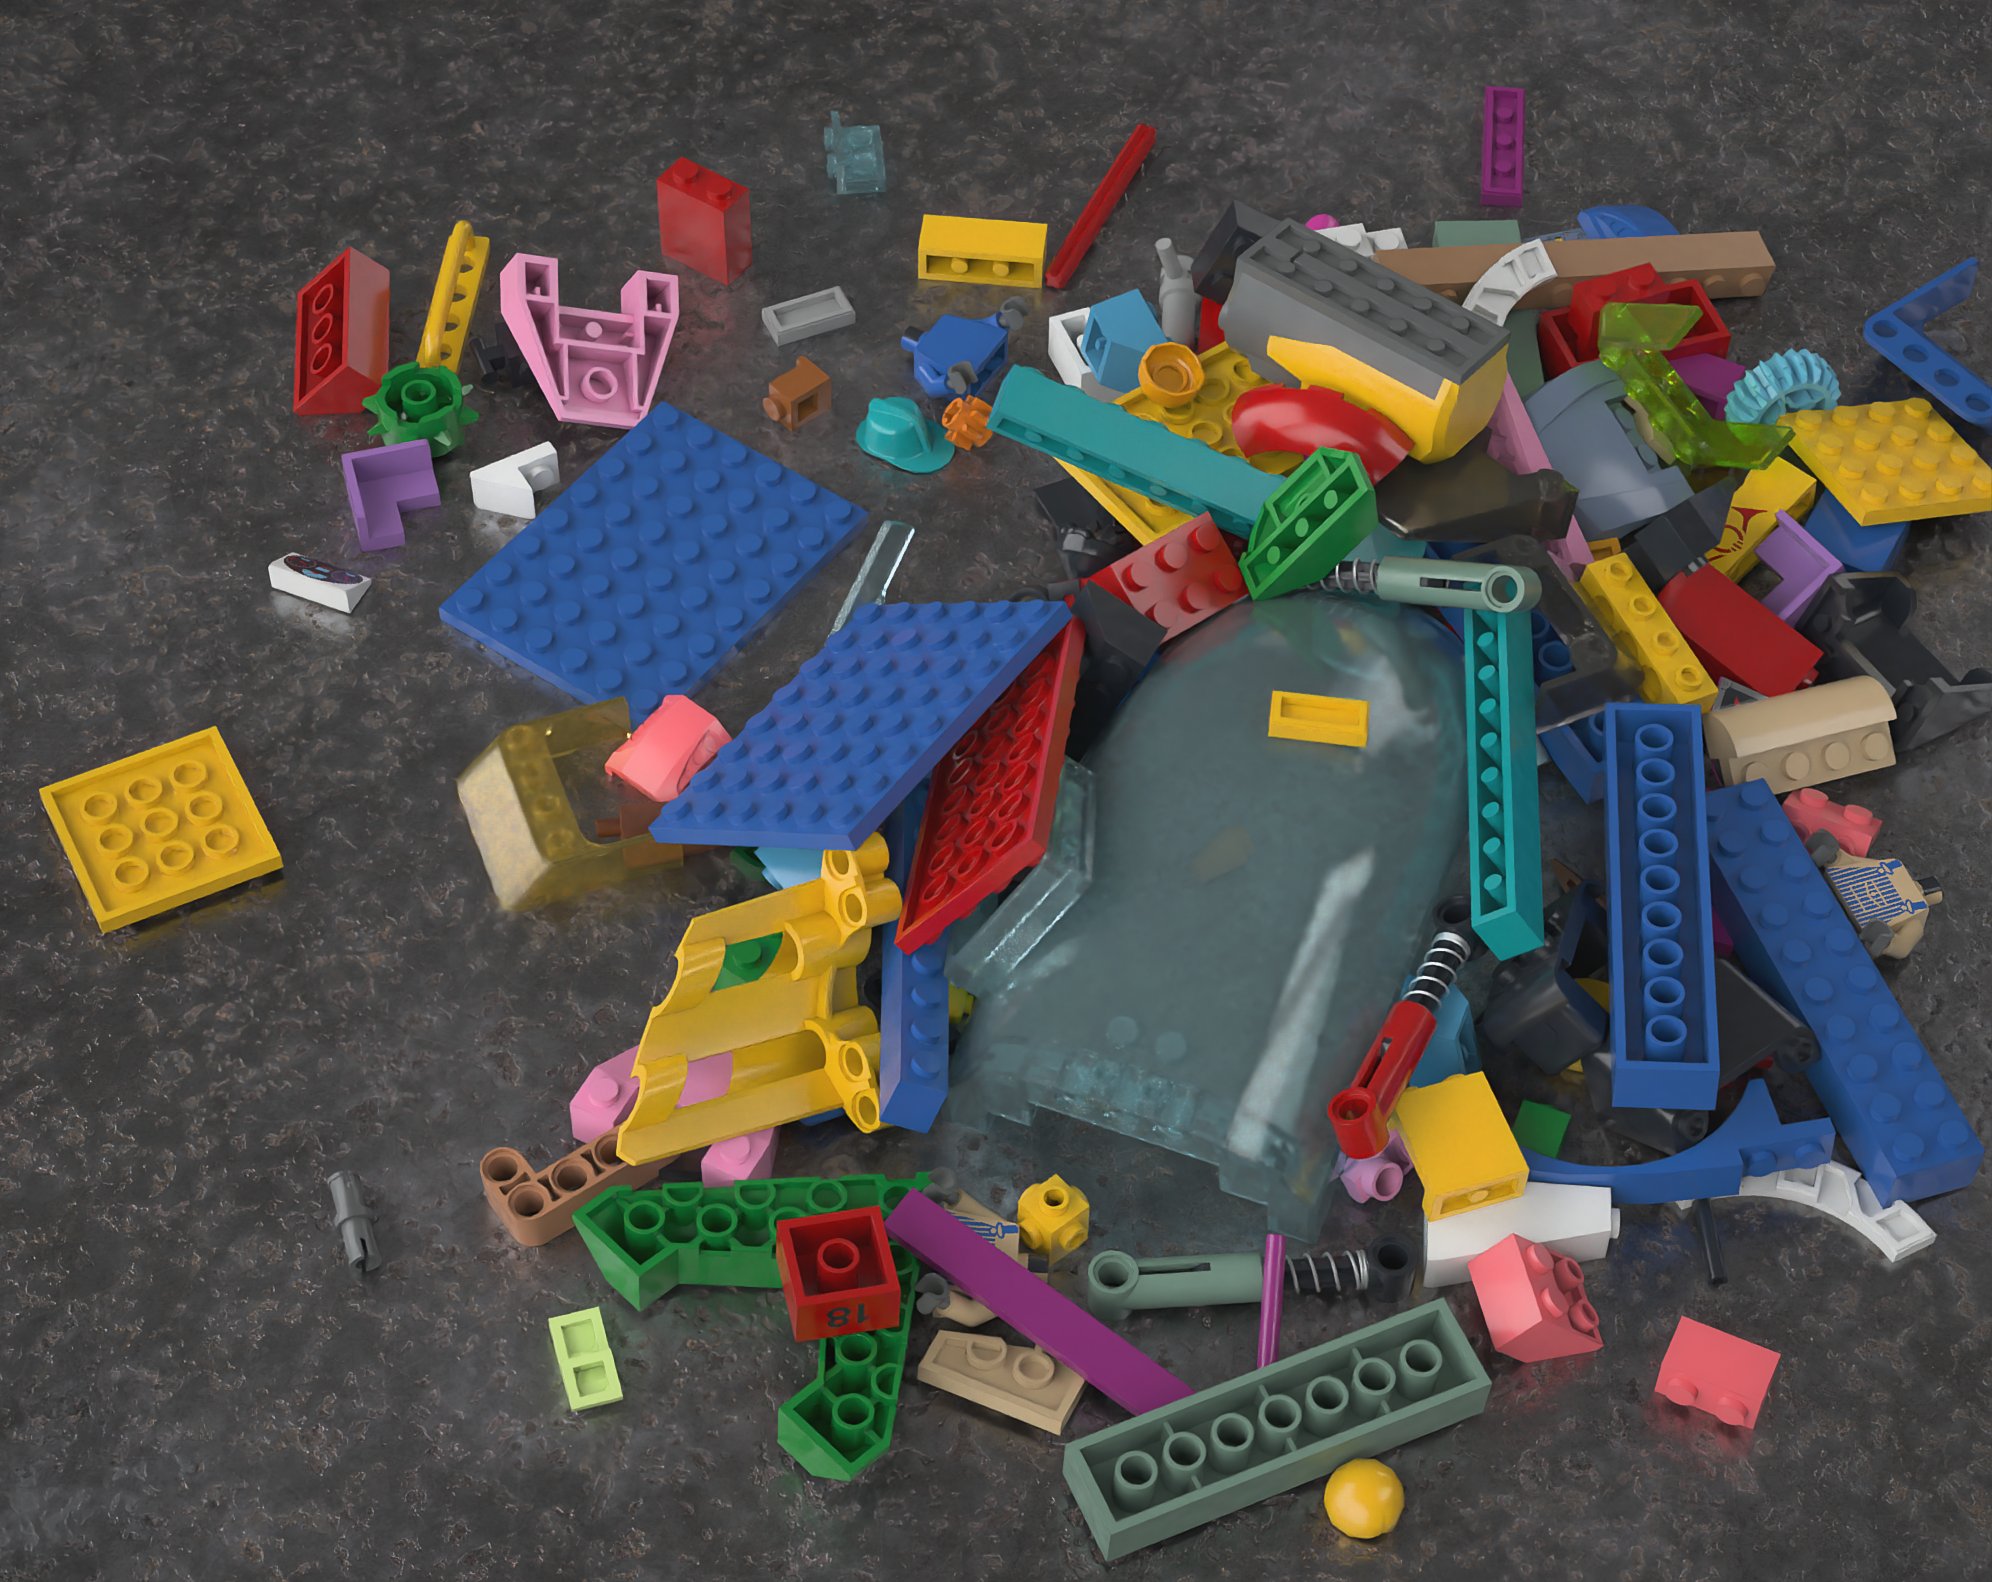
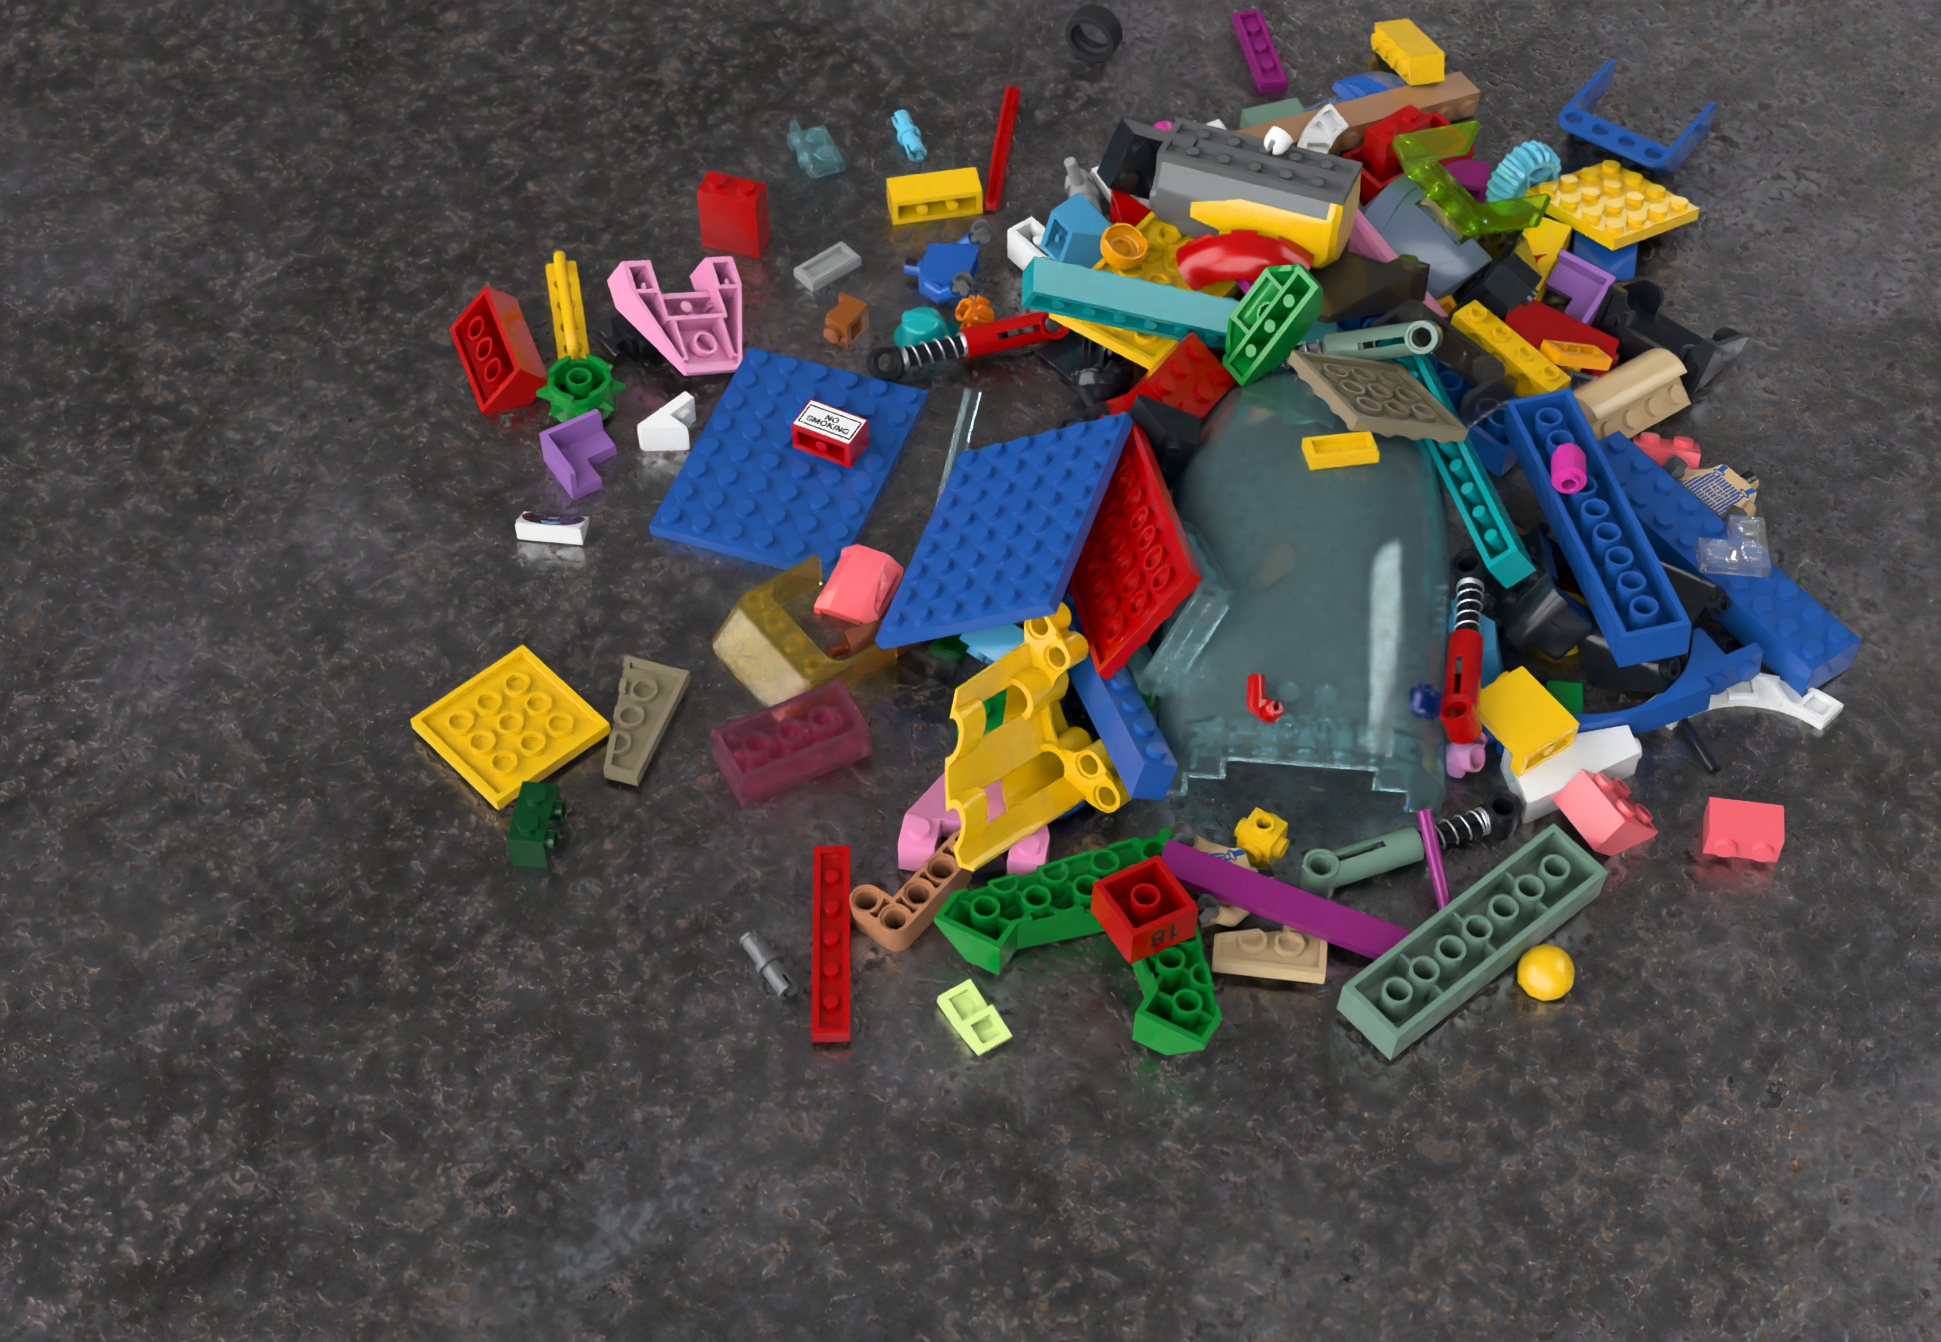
camera: 15 degrees left, 0 degrees up
(135, 964) = (535, 824): none -> dark green brick
(335, 847) = (642, 714): none -> dark tan wing
(441, 1216) = (831, 944): none -> red plate
(494, 936) = (790, 742): none -> clear pink brick
(710, 539) = (830, 433): none -> brick
(947, 458) = (971, 342): none -> piece
(985, 163) = (909, 136): none -> medium azure pin
(1076, 1032) = (1258, 703): none -> red arm
(1292, 62) = (1101, 19): none -> black tyre
(1315, 1089) = (1426, 701): none -> clear blue piece
(1401, 278) = (1277, 140): none -> white hinge
(1411, 657) = (1377, 397): none -> dark tan plate
(1641, 816) = (1568, 469): none -> dark pink brick
(1694, 189) = (1409, 51): none -> yellow brick
(1741, 661) = (1575, 355): none -> light orange tile
(1855, 993) = (1742, 554): none -> clear plate

